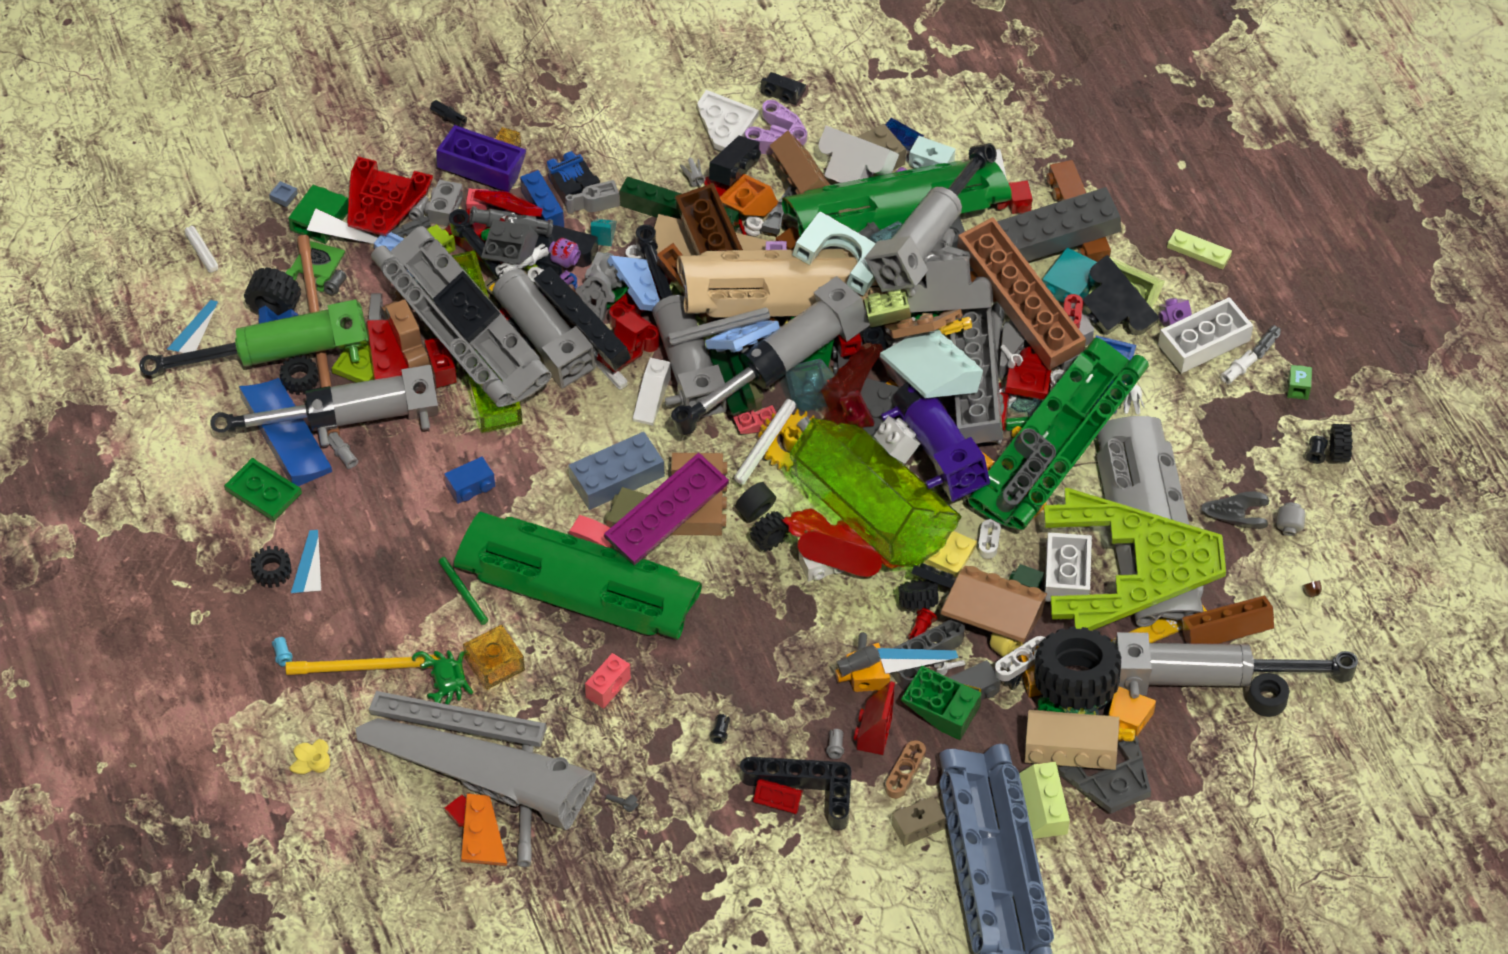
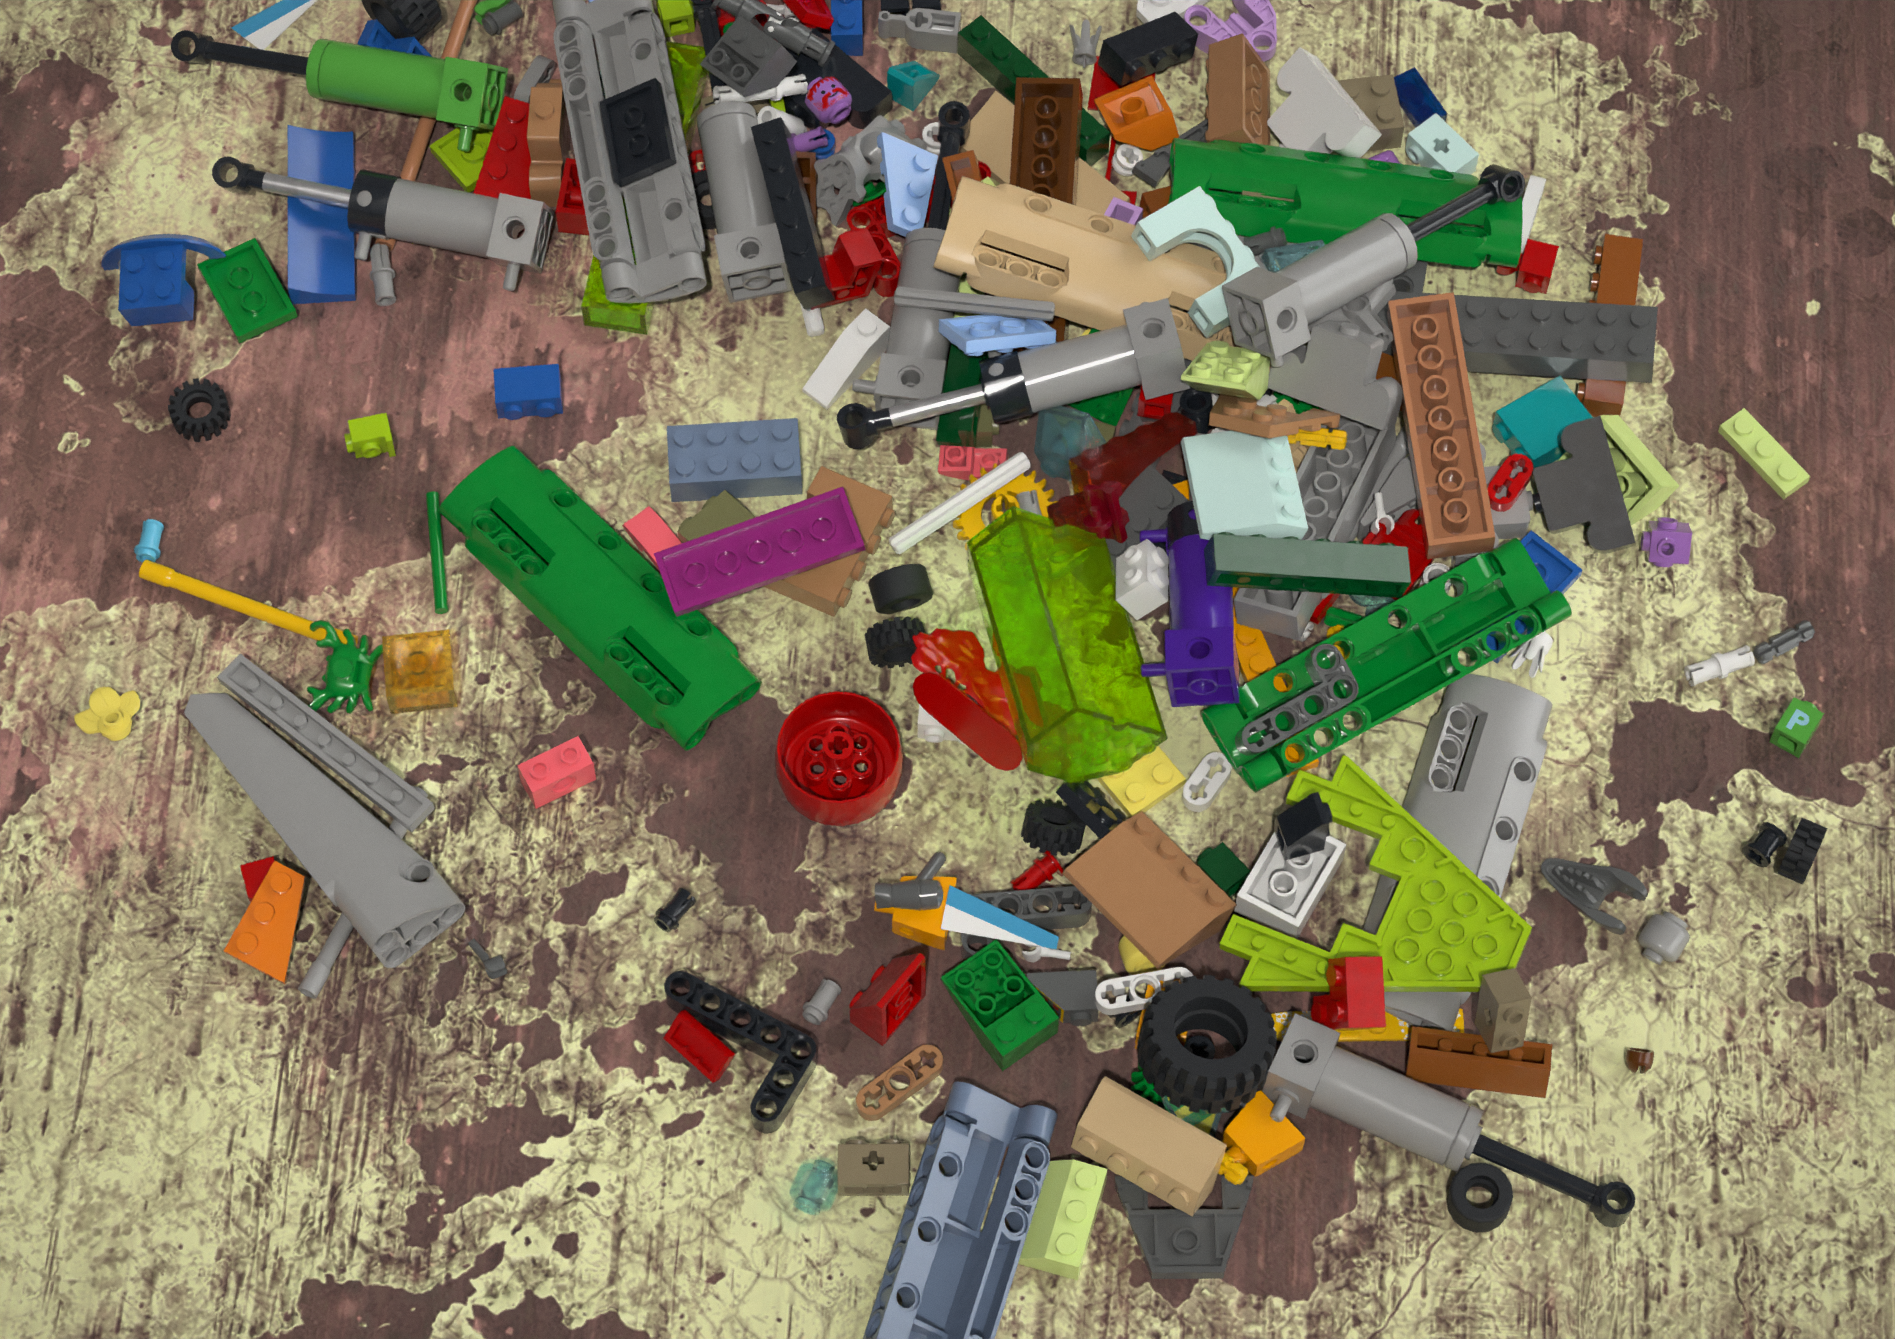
camera: 25 degrees right, 10 degrees up
(204, 499) = (154, 276): none -> blue piece
(299, 365) = (381, 123): black tyre -> none
(308, 572) = (246, 440): dark azure sticker -> none
(387, 540) = (370, 436): none -> lime brick
(773, 588) = (837, 723): none -> red wheel
(889, 845) = (814, 1187): none -> clear light blue head
(991, 391) = (1307, 565): none -> brick
(1066, 532) = (1303, 827): none -> black slope
(1146, 609) = (1354, 997): none -> red brick
(1205, 335) = (1692, 596): white brick -> none
(1231, 584) = (1503, 1010): none -> dark tan brick

